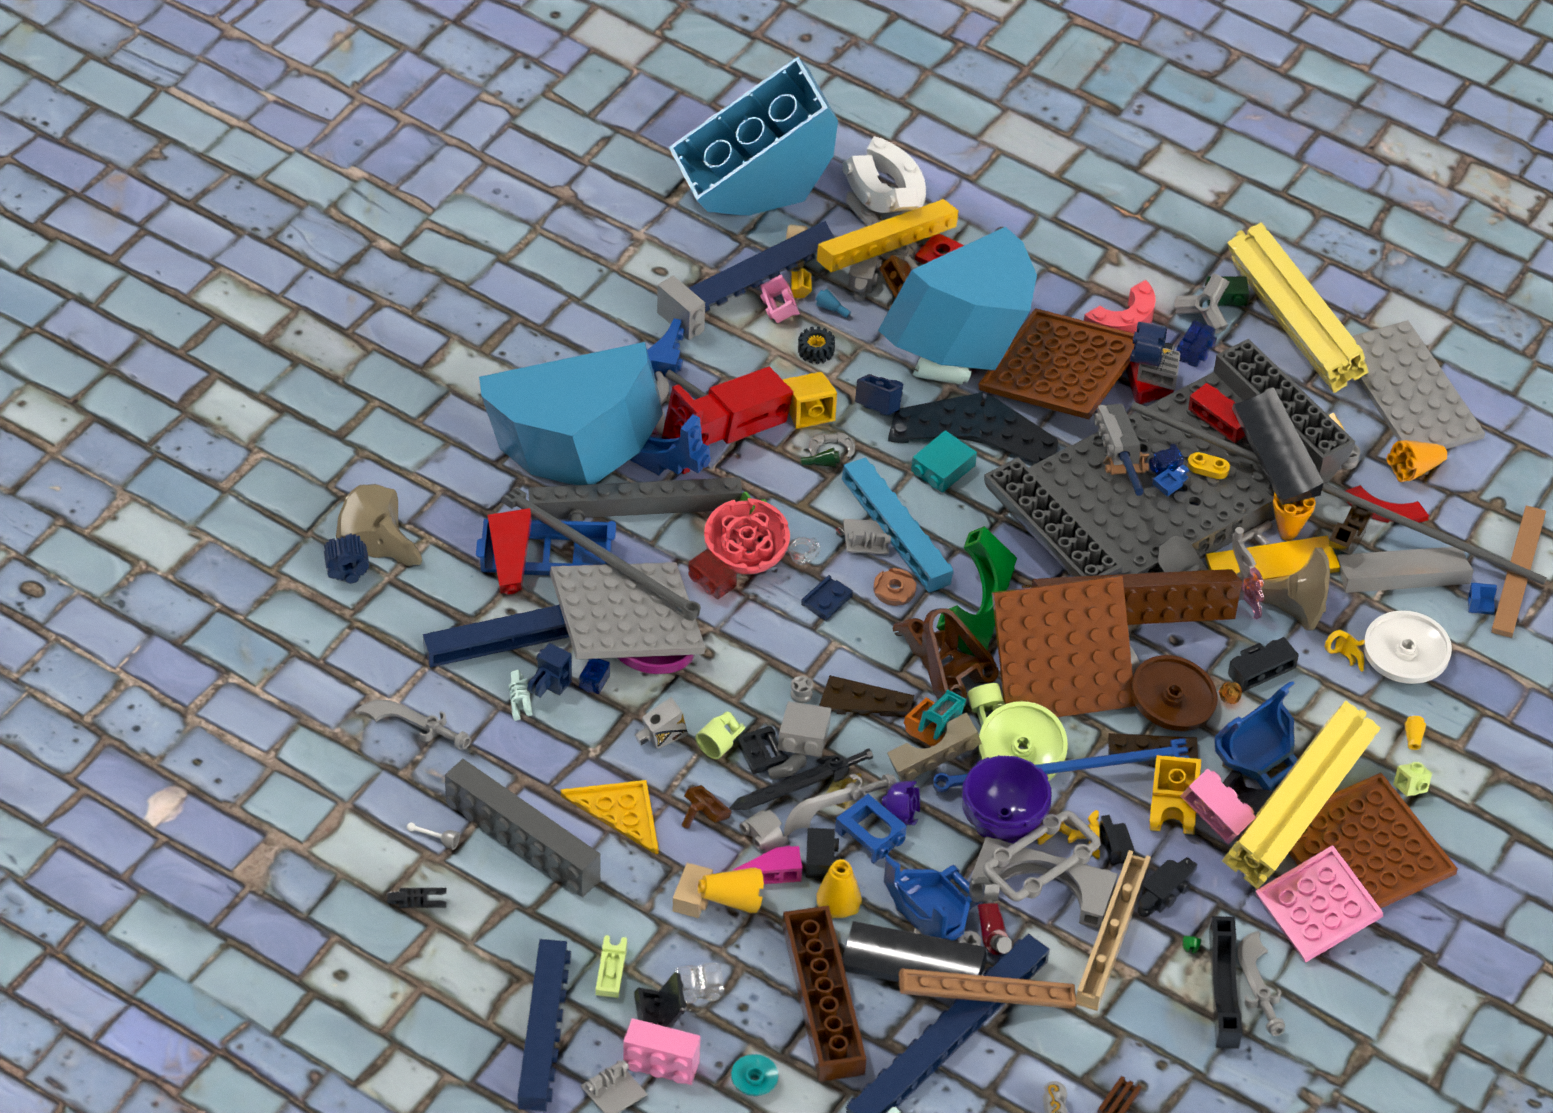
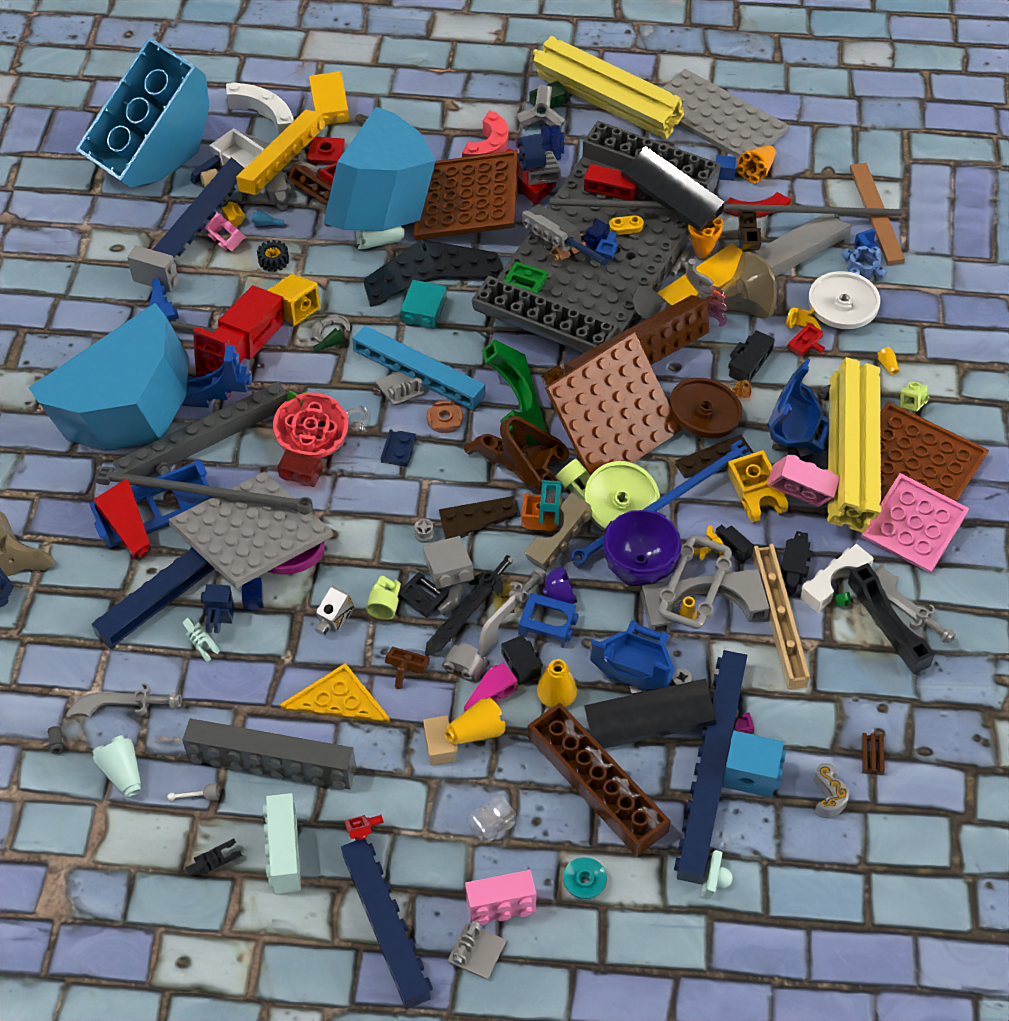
camera: 25 degrees left, 5 degrees up
(330, 731) = (55, 741): none -> dark grey pin
(378, 774) = (119, 765): none -> light aqua cone
(487, 911) = (282, 844): none -> light aqua brick
(567, 931) = (361, 826): none -> red plate
(611, 968) = (412, 841): yellowish green plate -> none
(661, 1006) = (476, 855): black bracket -> none
(805, 220) = (212, 163): none -> dark blue plate
(840, 212) = (237, 146): none -> white piece
(871, 192) = (255, 126): white brick -> none
(879, 394) = (345, 273): dark blue brick -> none
(978, 196) = (329, 97): none -> yellow slope
(985, 1049) = (754, 764): none -> dark azure brick
(987, 988) = (724, 713): medium nougat tile -> none
(991, 921) = (692, 658): piece -> none
(1005, 1015) = (744, 724): none -> magenta tile
(1018, 878) = (688, 608): none -> yellow cone
(1061, 473) = (527, 275): none -> green plate
(1170, 923) = (818, 591): none -> white arch
(1337, 672) = (806, 340): none -> red plate
(1375, 450) = (728, 167): none -> blue brick
(1465, 607) = (871, 256): none -> medium blue piece

